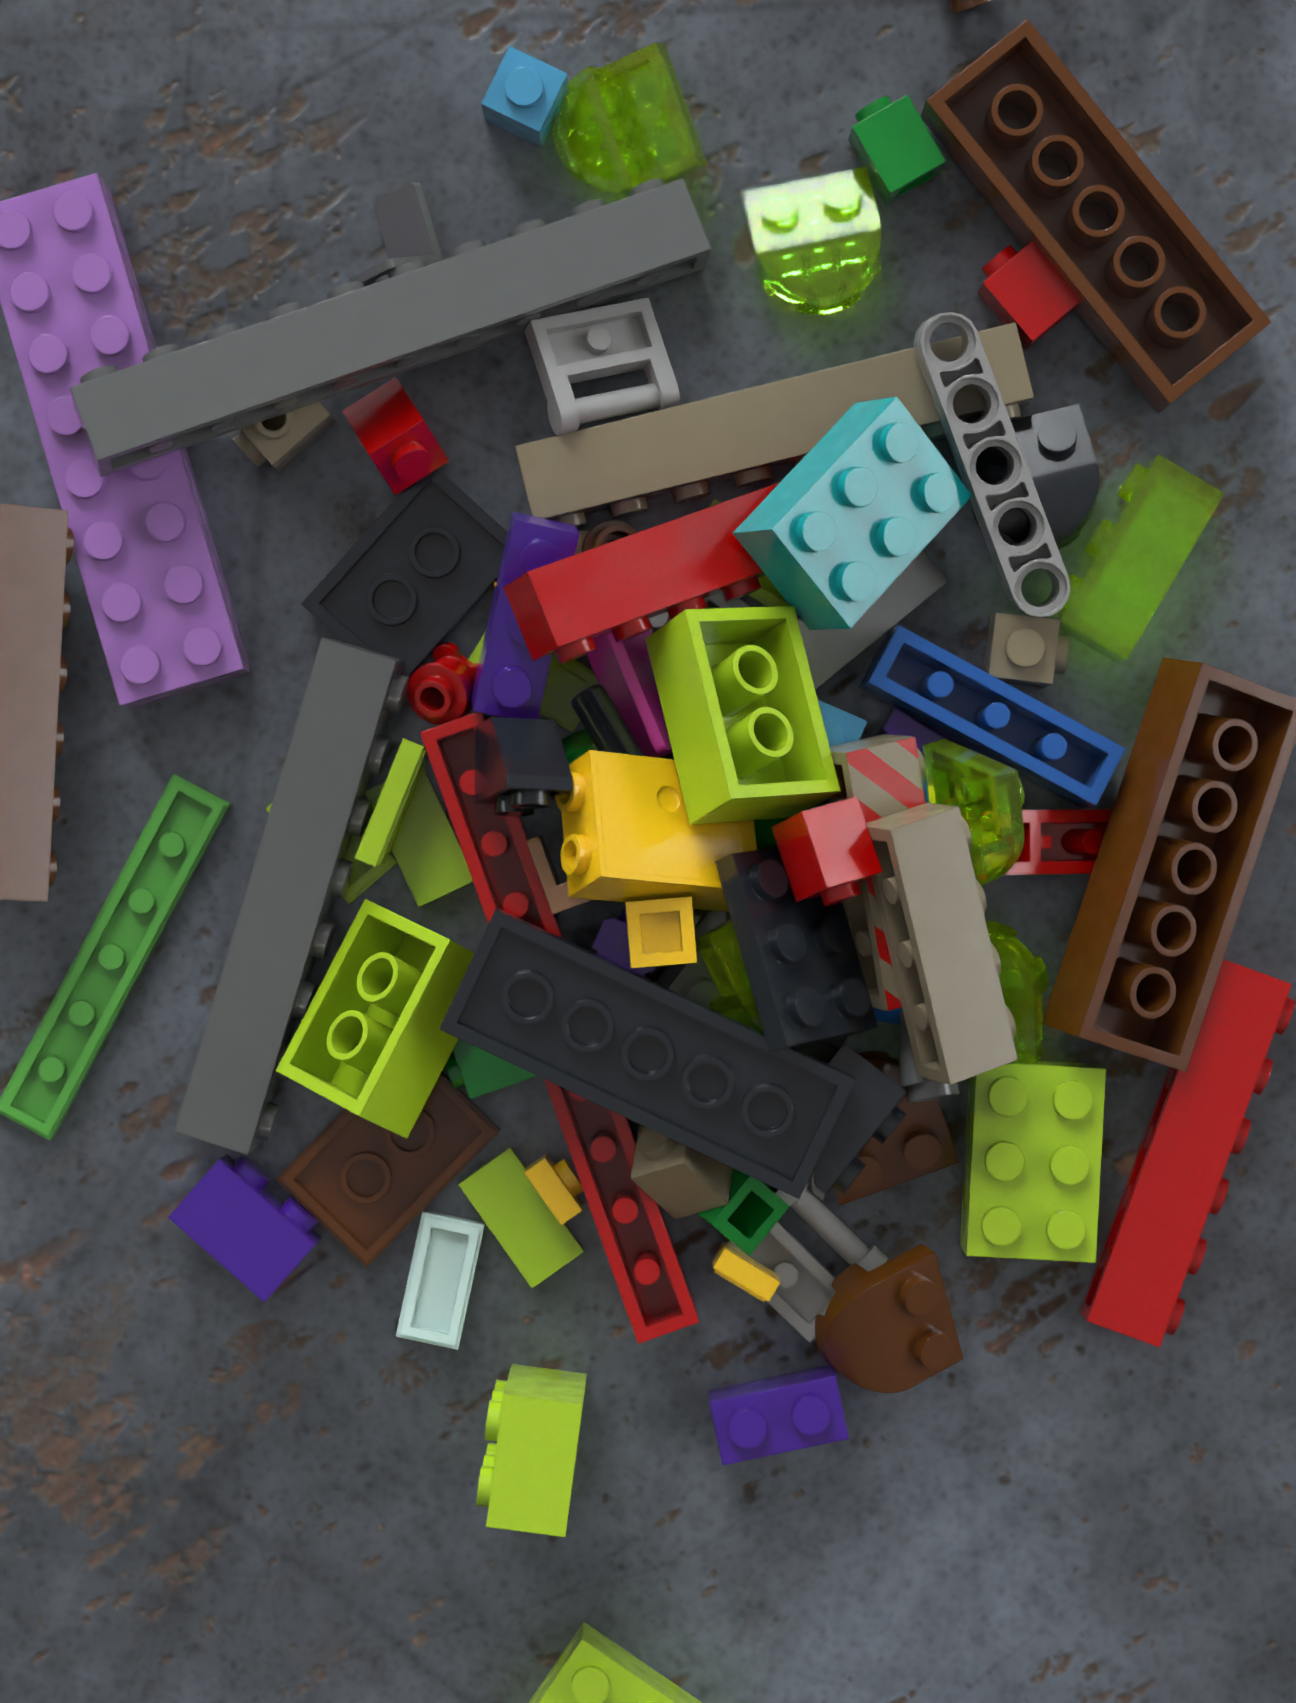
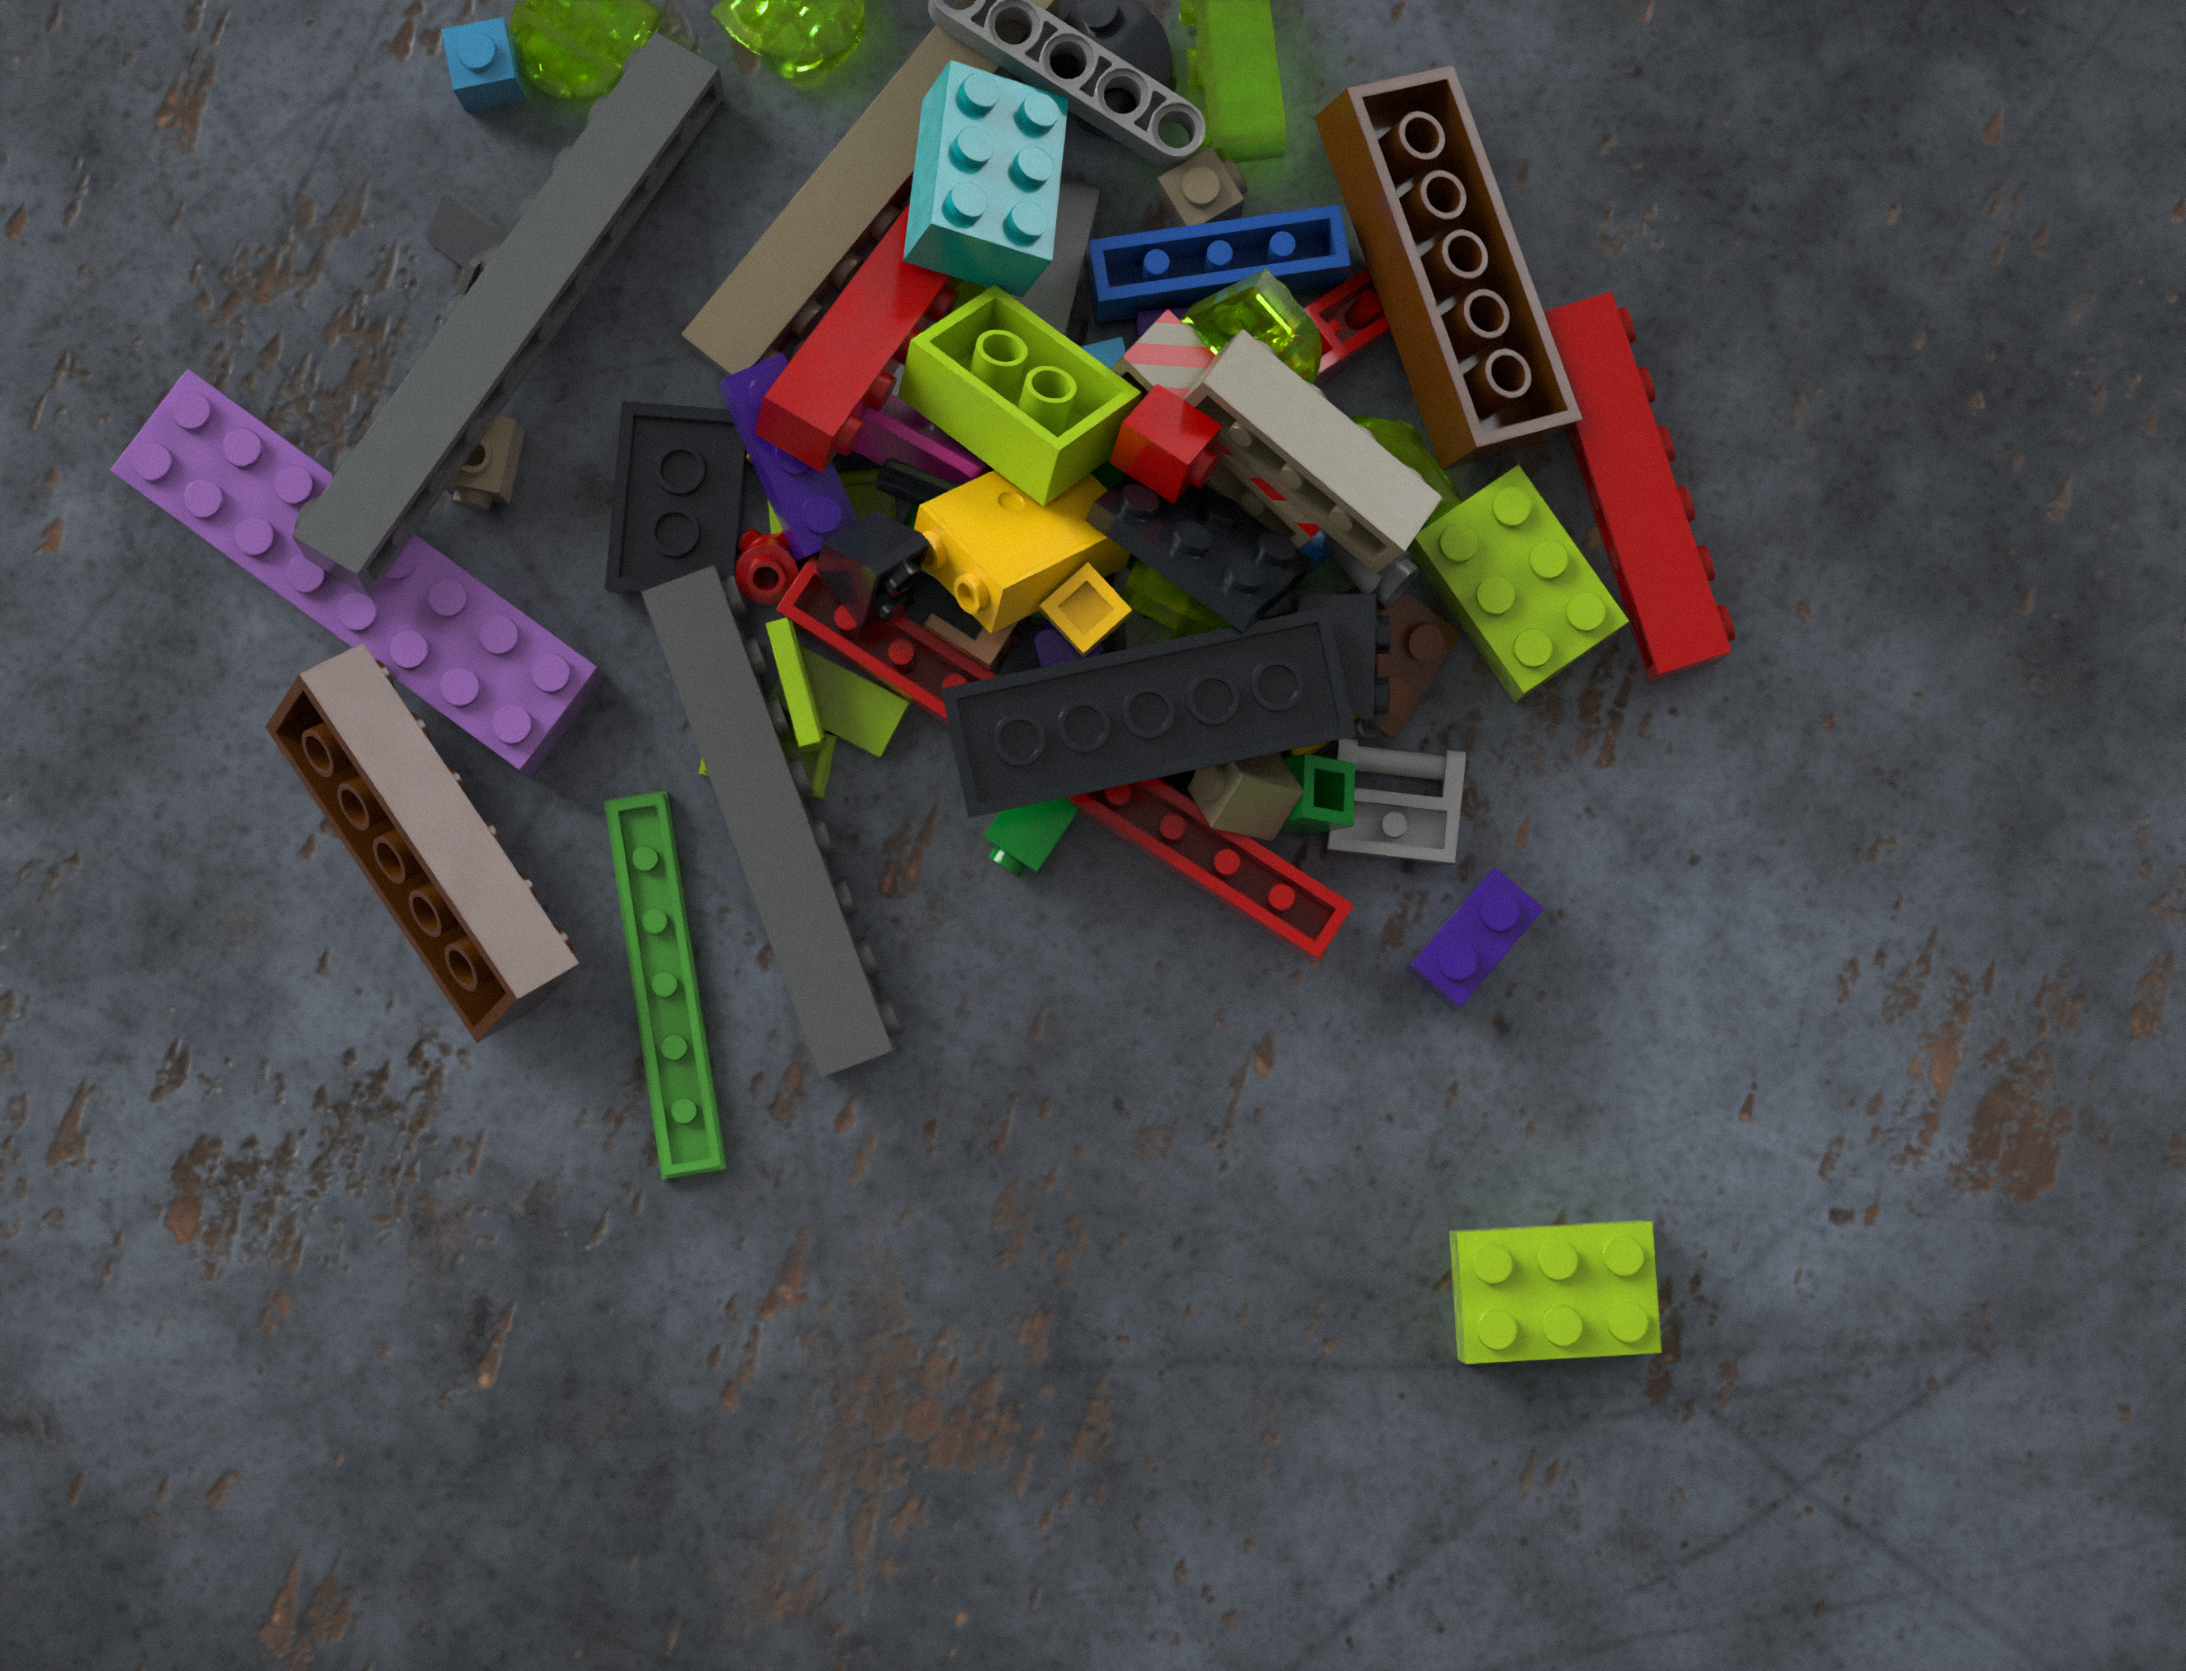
camera: 40 degrees left, 5 degrees down
(246, 1225) = (935, 1113): dark purple brick -> none
(375, 1182) = (1005, 973): reddish brown tile -> none
(377, 1020) = (916, 861): lime brick -> none
(395, 436) = (580, 399): red brick -> none
(440, 1279) = (1124, 1042): light aqua tile -> none
(520, 1218) = (1150, 942): lime tile -> none
(532, 1466) = (1302, 1105): lime brick -> none
(557, 1186) = (1159, 892): yellow plate -> none
(596, 346) = (688, 211): light grey plate -> none
(745, 1272) = (1360, 840): yellow tile -> none
(889, 1324) = (1506, 797): reddish brown slope -> none

